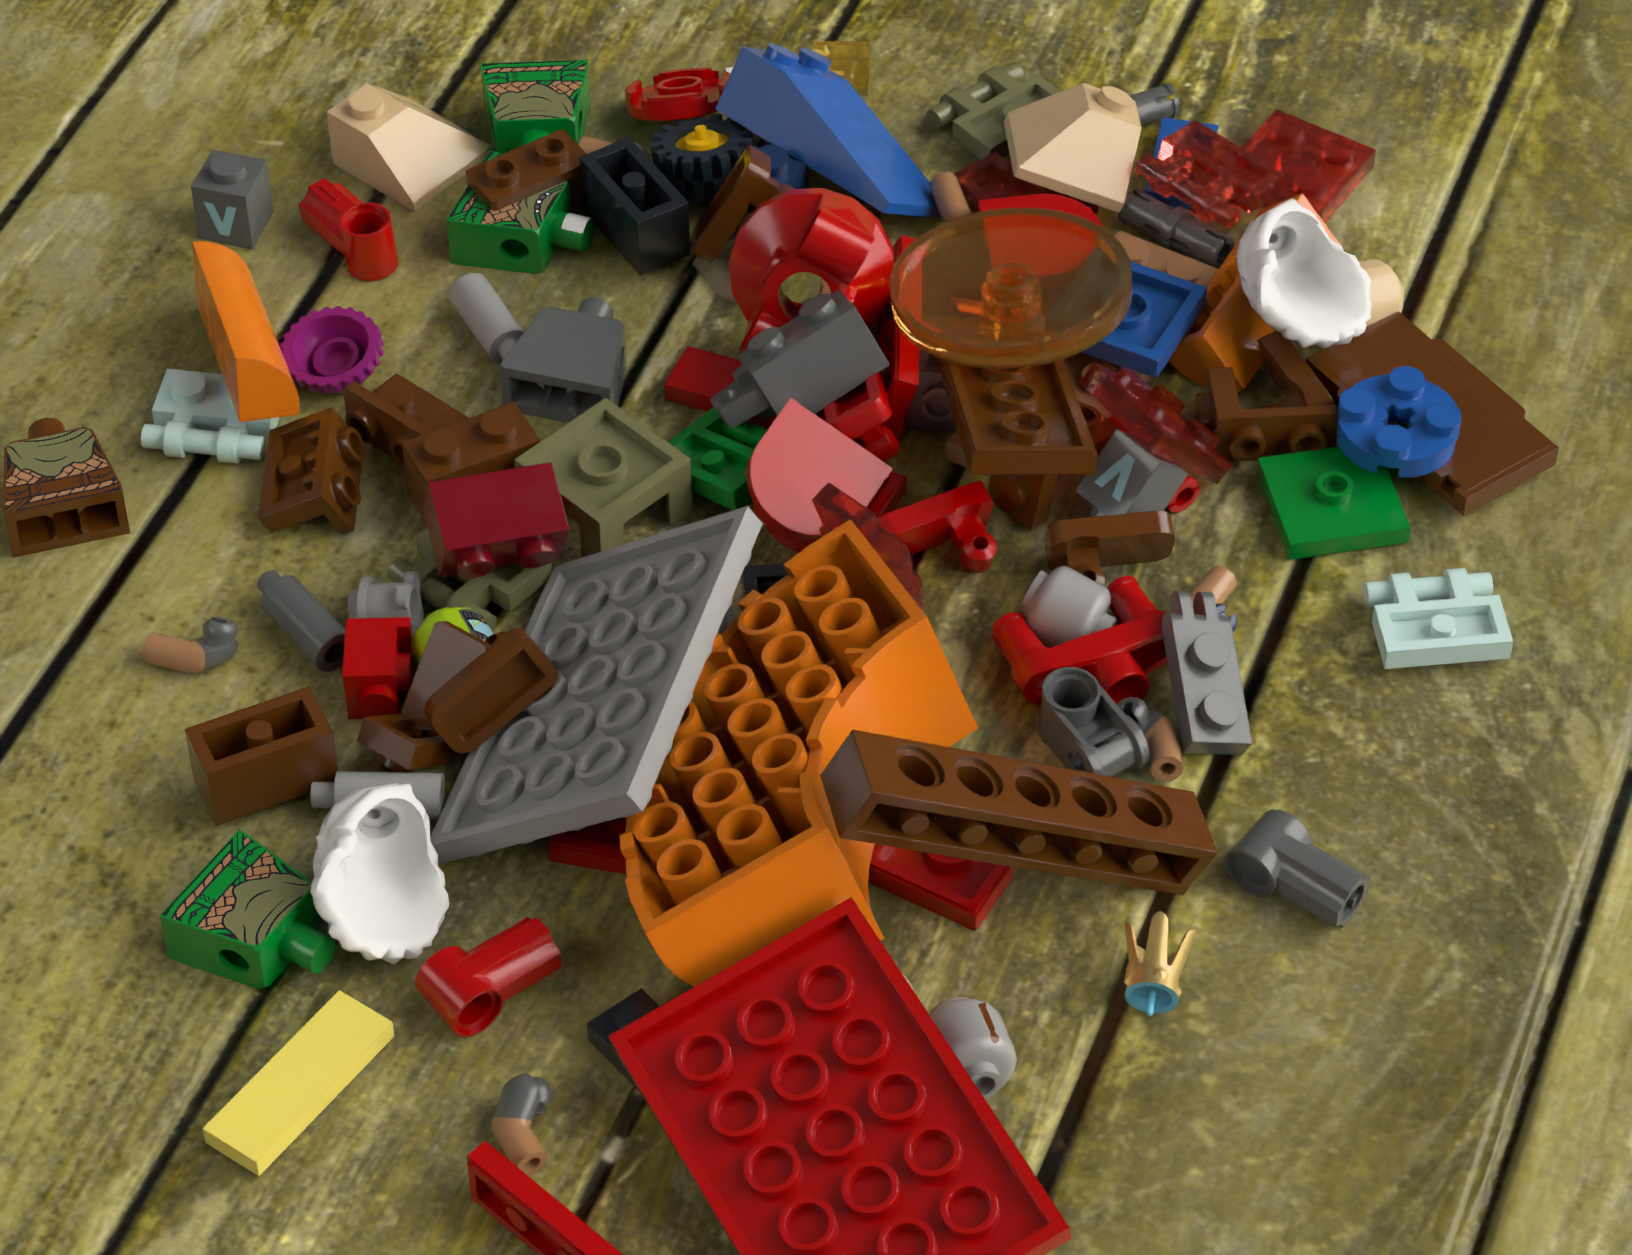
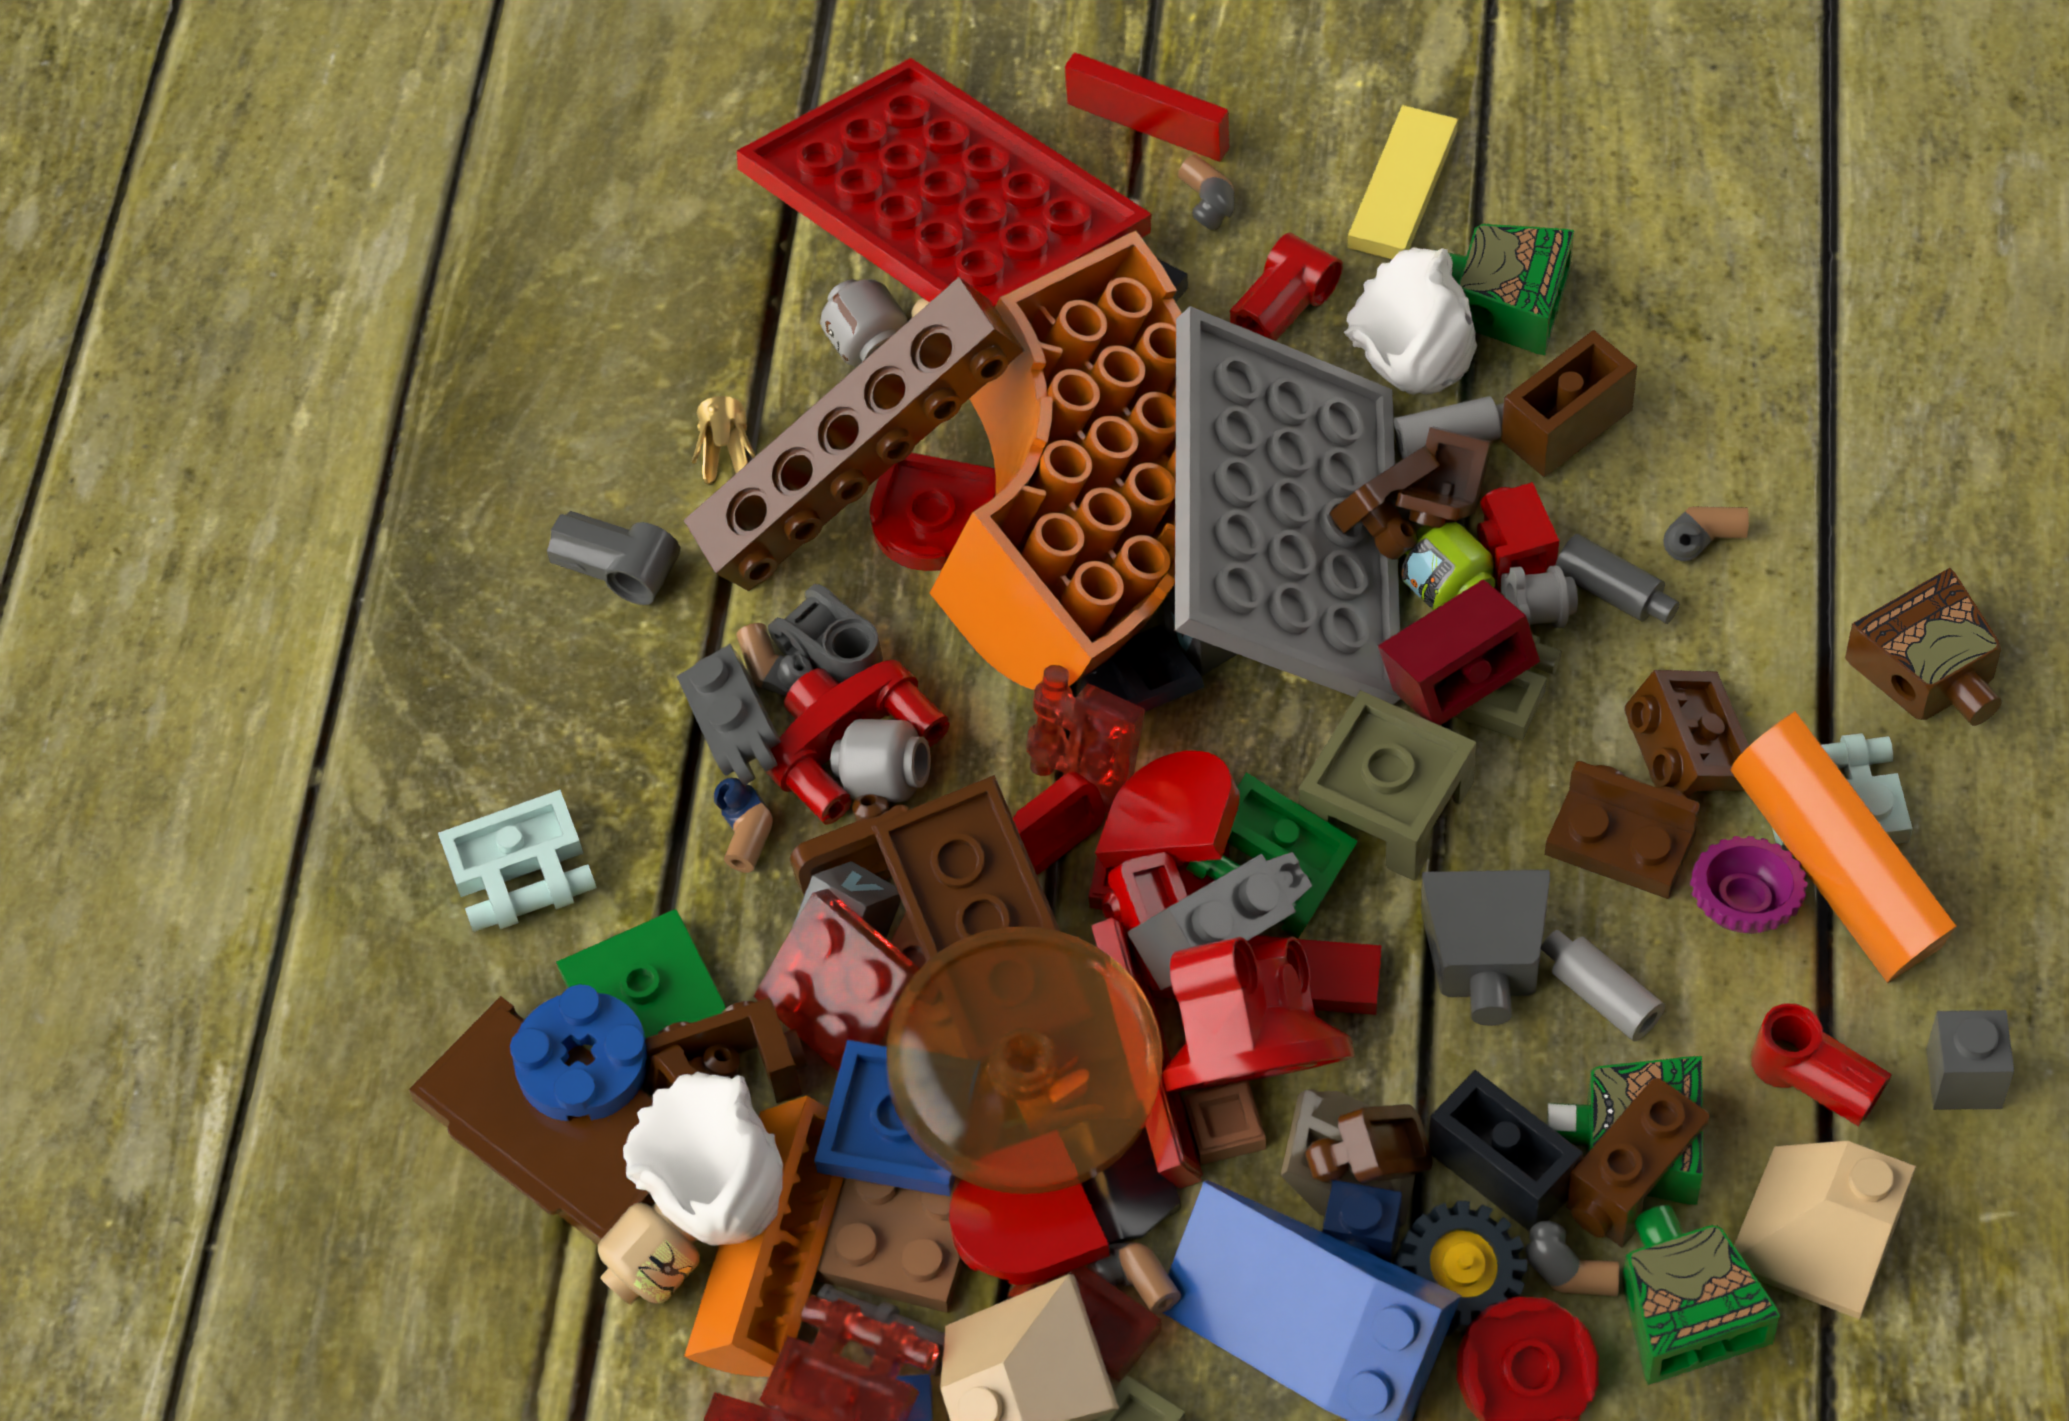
camera: 170 degrees right, 10 degrees up
(465, 449) = (1526, 771): reddish brown brick -> none

